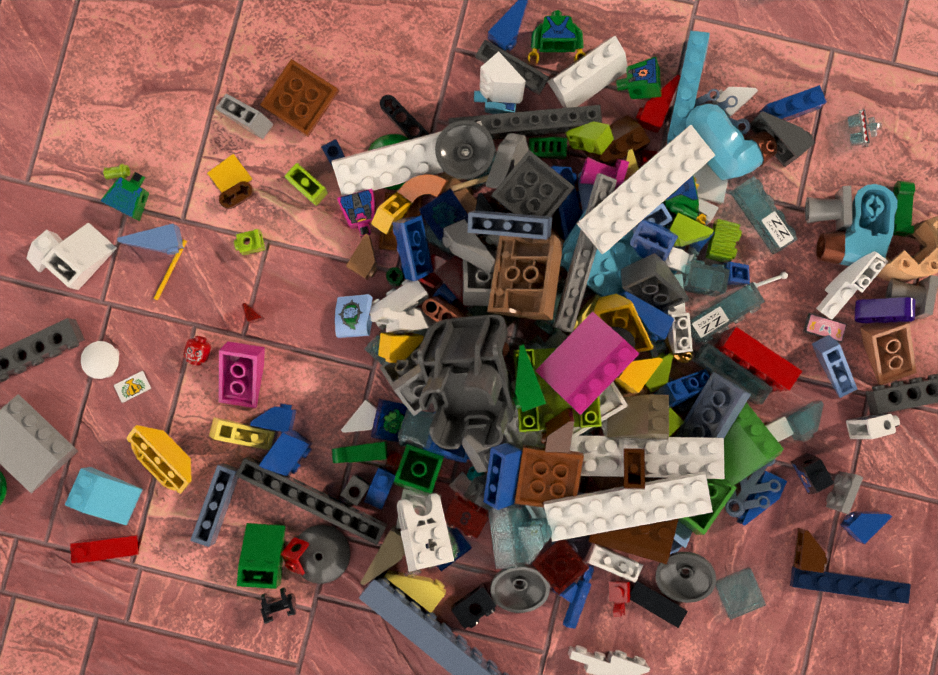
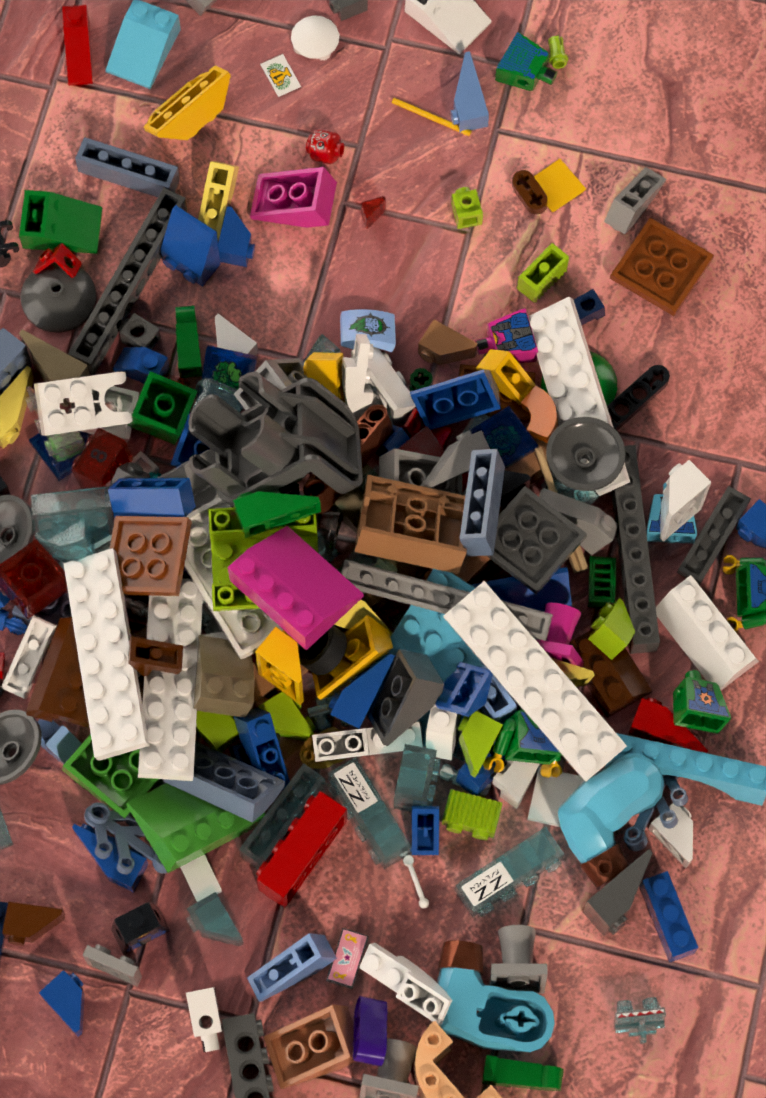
camera: 90 degrees right, 15 degrees down
(558, 432) = (203, 559): reddish brown slope -> none

